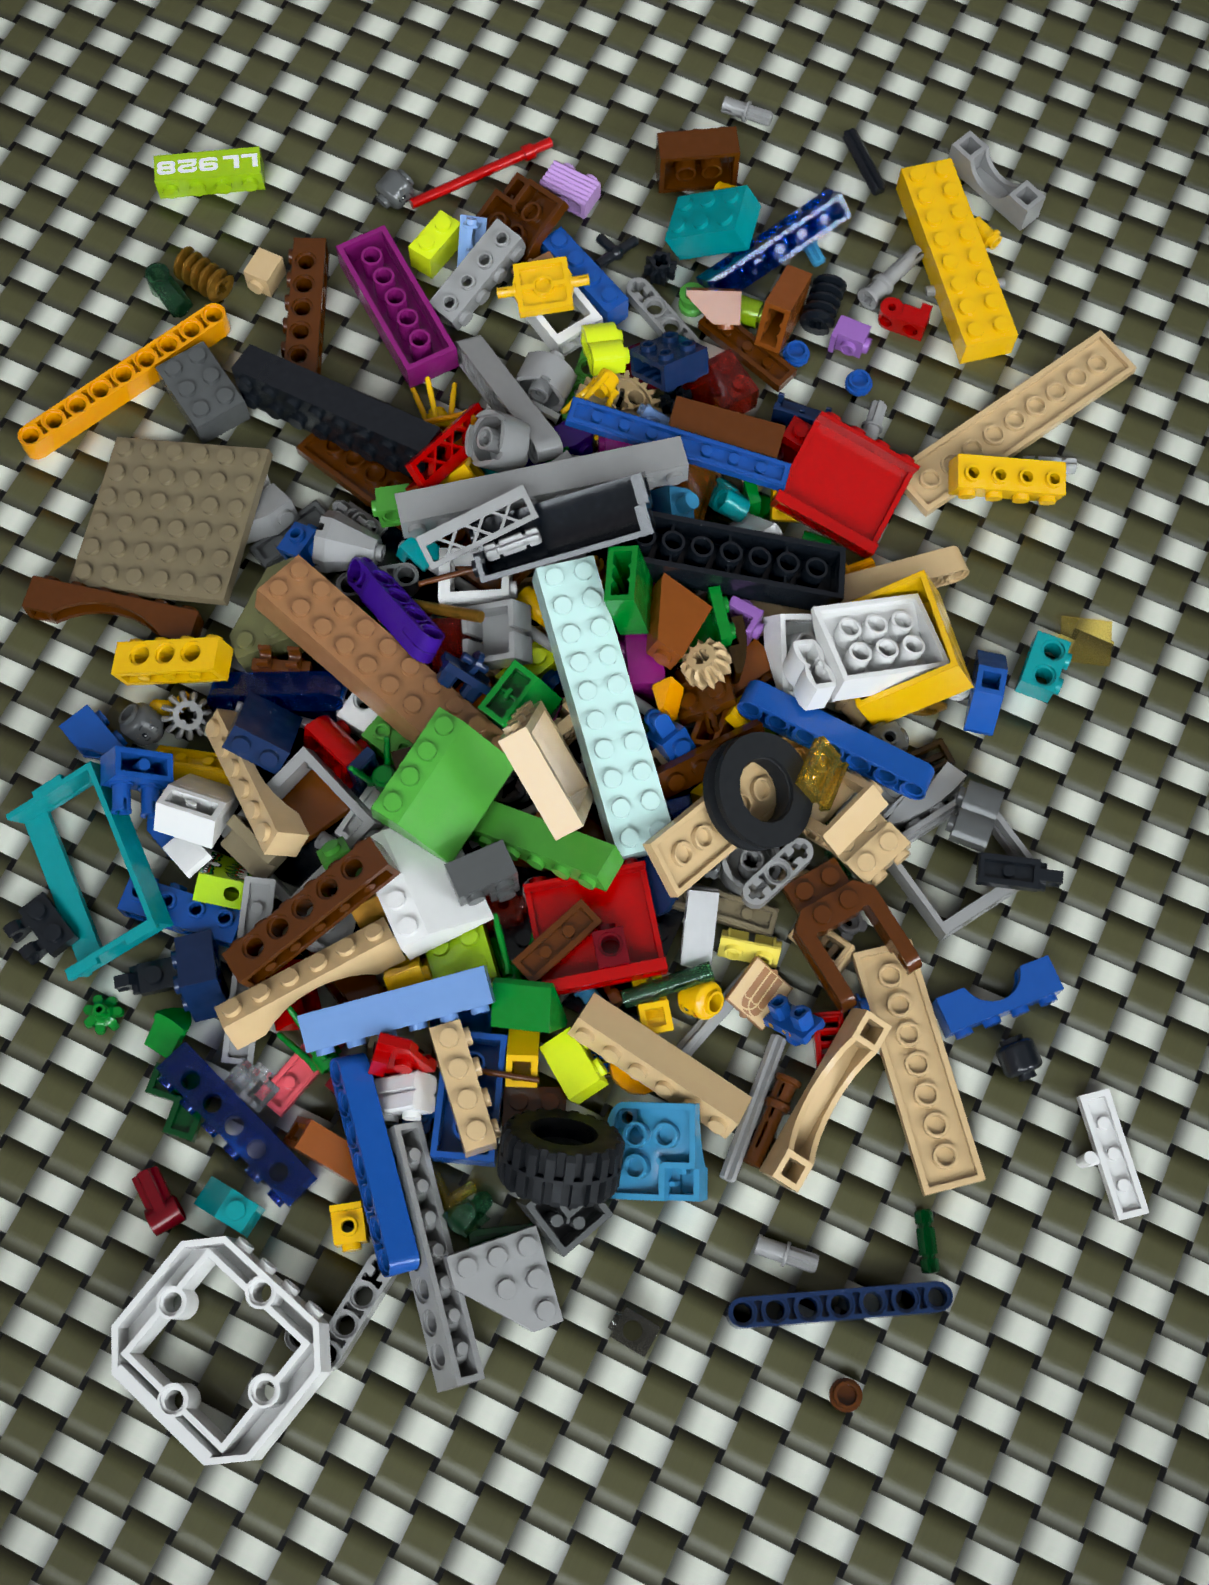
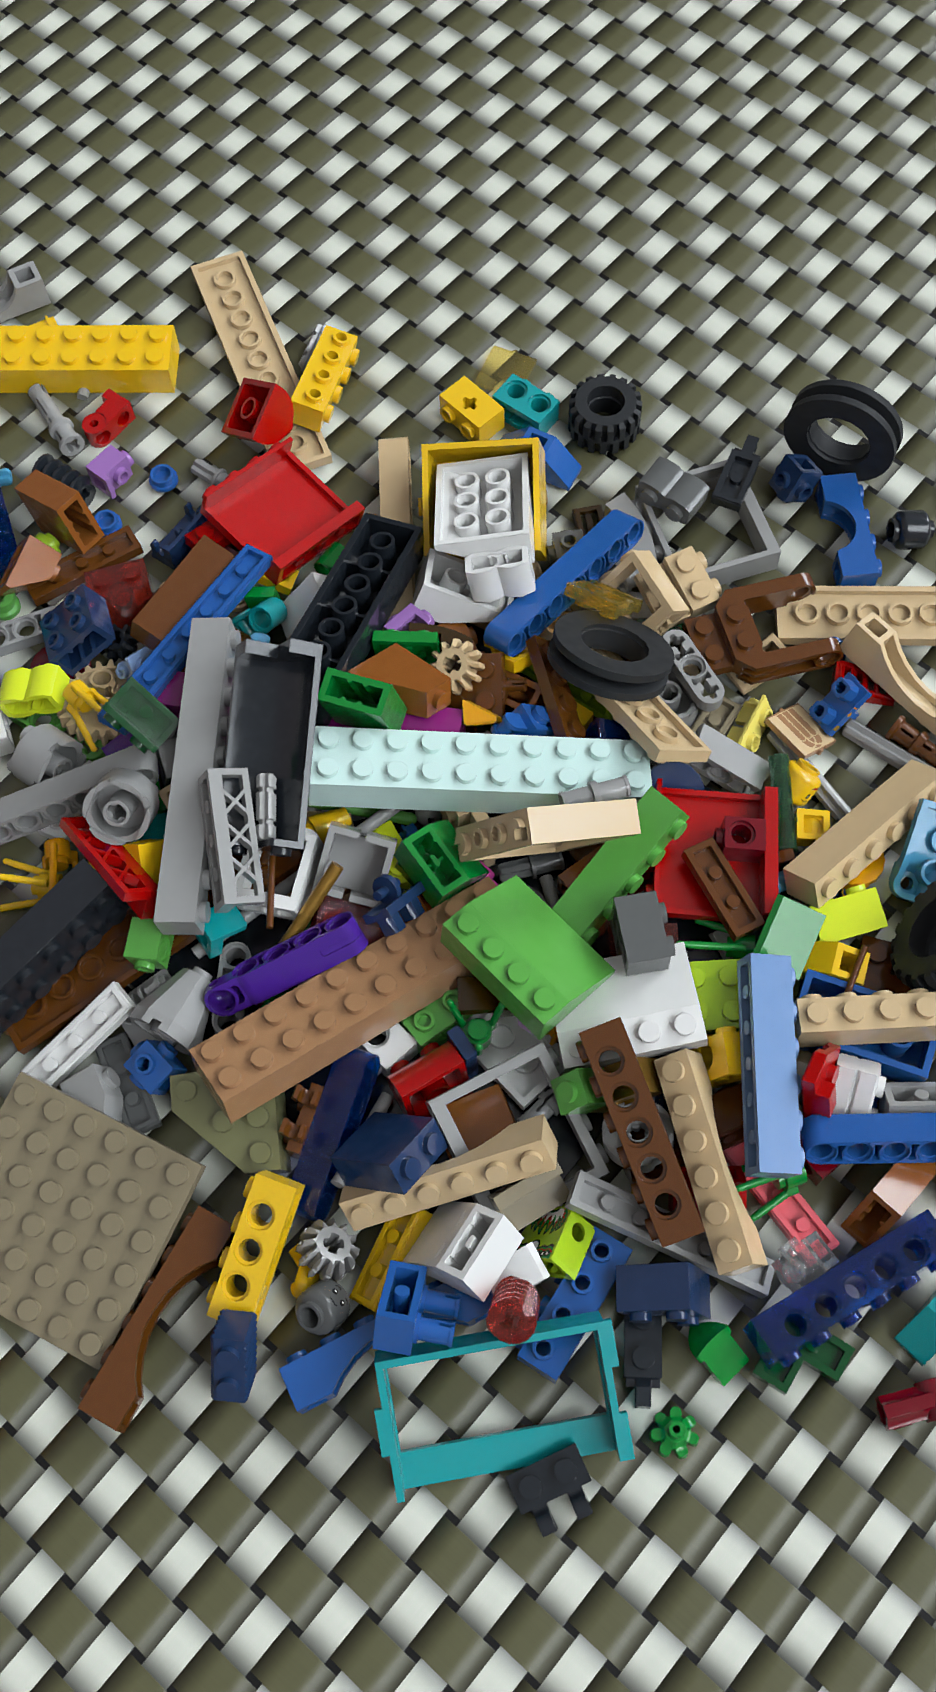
camera: 70 degrees left, 5 degrees down
(89, 669) = (233, 1355): none -> dark blue brick
(148, 851) = (513, 1310): none -> clear red piece
(312, 484) = (81, 1036): none -> white tile
(569, 424) = (140, 715): none -> dark green bracket
(598, 802) = (597, 792): none -> light grey pin
(932, 433) = (260, 413): none -> red brick
(1017, 633) = (471, 410): none -> yellow brick
(1039, 933) = (795, 478): none -> dark blue brick
(1073, 724) = (609, 396): none -> black tyre
(1096, 960) = (852, 404): none -> black tyre

